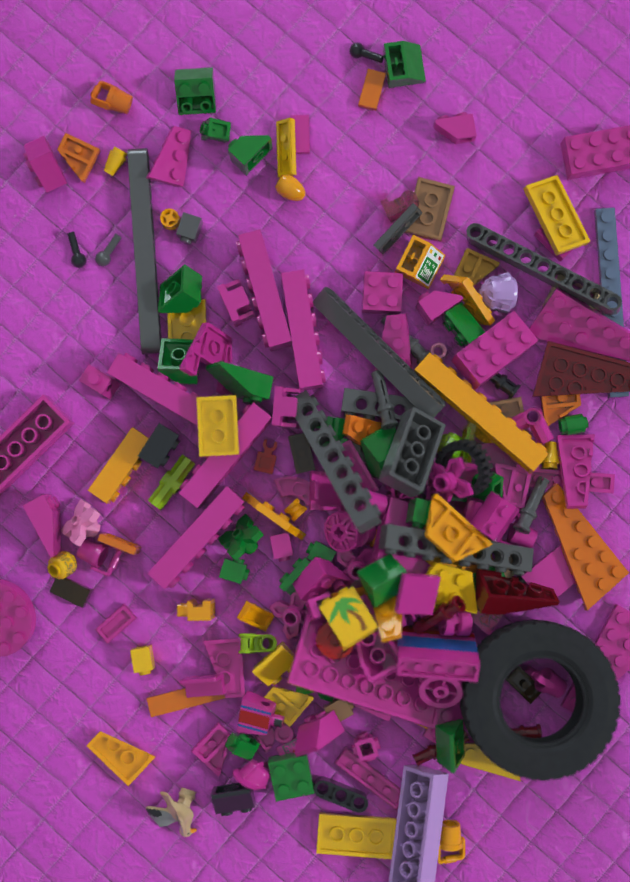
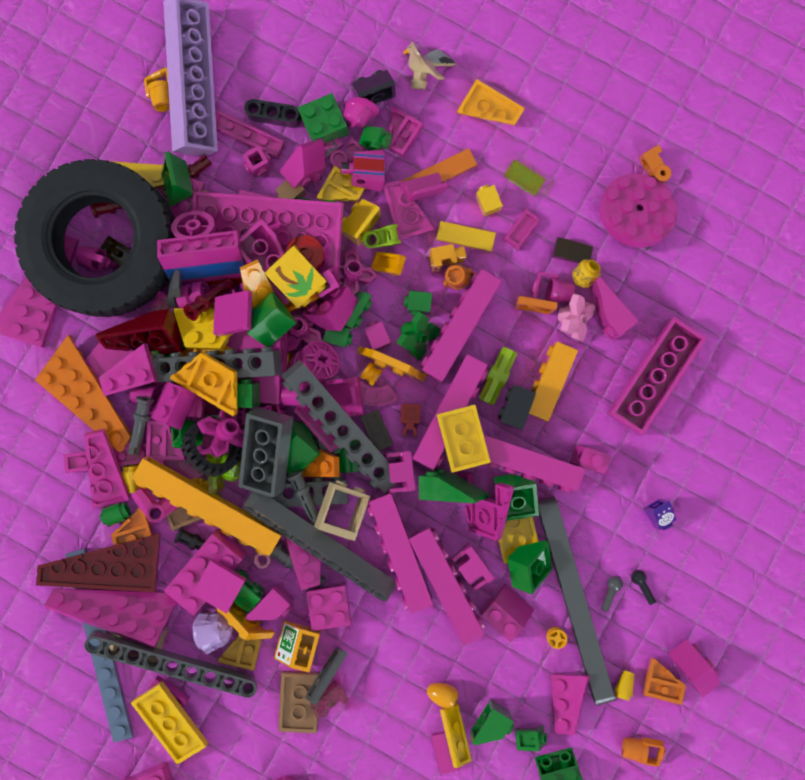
camera: 170 degrees right, 0 degrees up
(43, 315) = (660, 514): none -> dark purple slope
(101, 675) = (524, 178): none -> clear neon green plate
(173, 628) = (465, 236): none -> yellow tile
(189, 228) = (535, 632): dark grey brick -> none
(189, 587) = (457, 277): none -> orange piece
(212, 252) = (507, 612): none -> dark pink slope
(336, 373) = (352, 531): none -> tan window
(355, 835) = (250, 78): yellow plate -> none
(472, 633) = (174, 288): none -> dark grey slope
(482, 333) = (219, 586): none -> dark pink tile
(531, 558) = (131, 372): none -> dark pink wing

